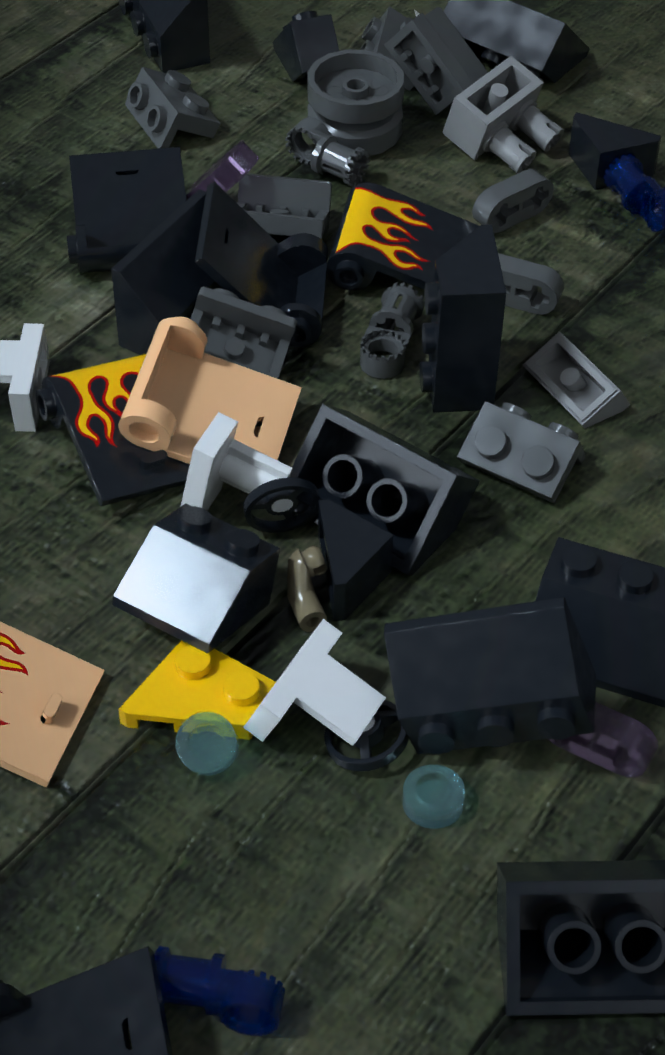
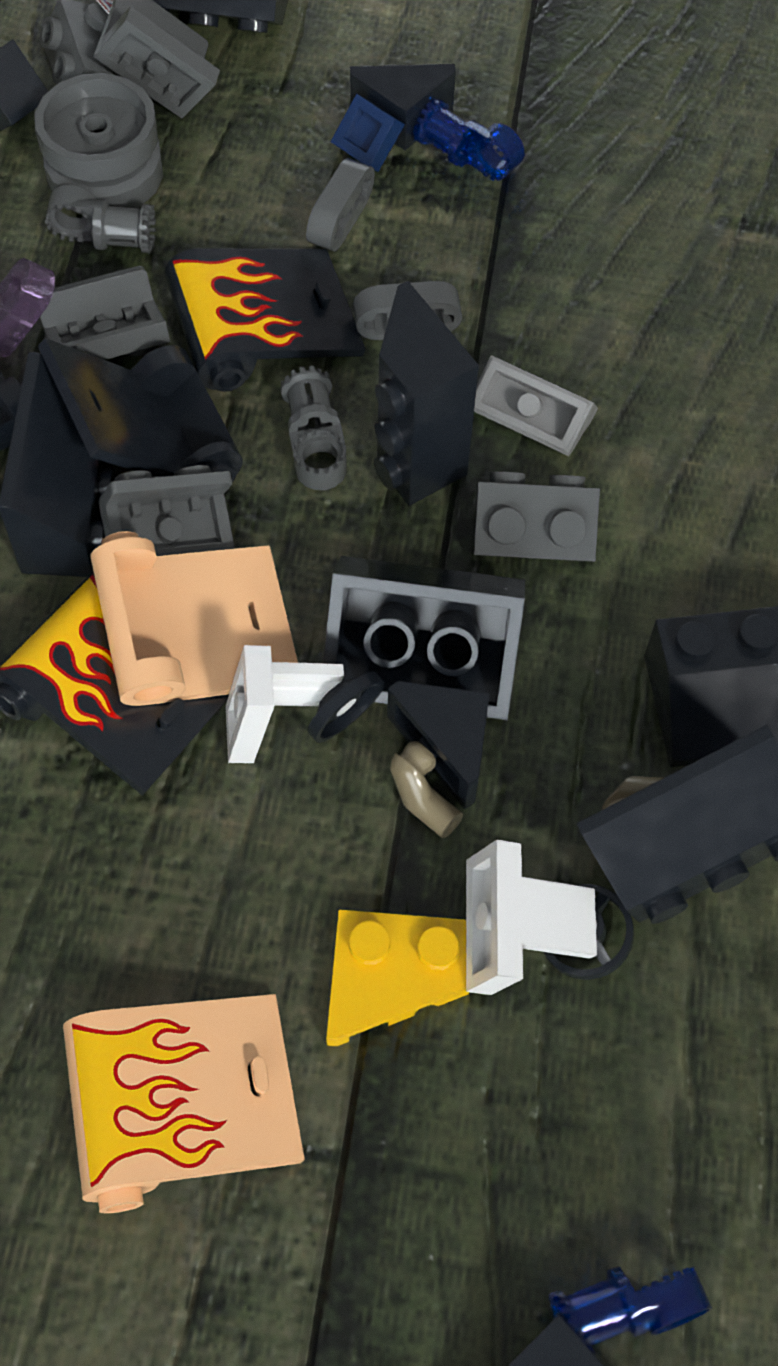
camera: 30 degrees left, 15 degrees up
(198, 577) = (317, 845): slope -> none
(207, 743) = (442, 1030): clear light blue tile -> none
(433, 796) = (688, 966): clear light blue tile -> none
(493, 108) = (256, 94): light grey brick -> none
(566, 163) = (367, 132): none -> dark blue plate

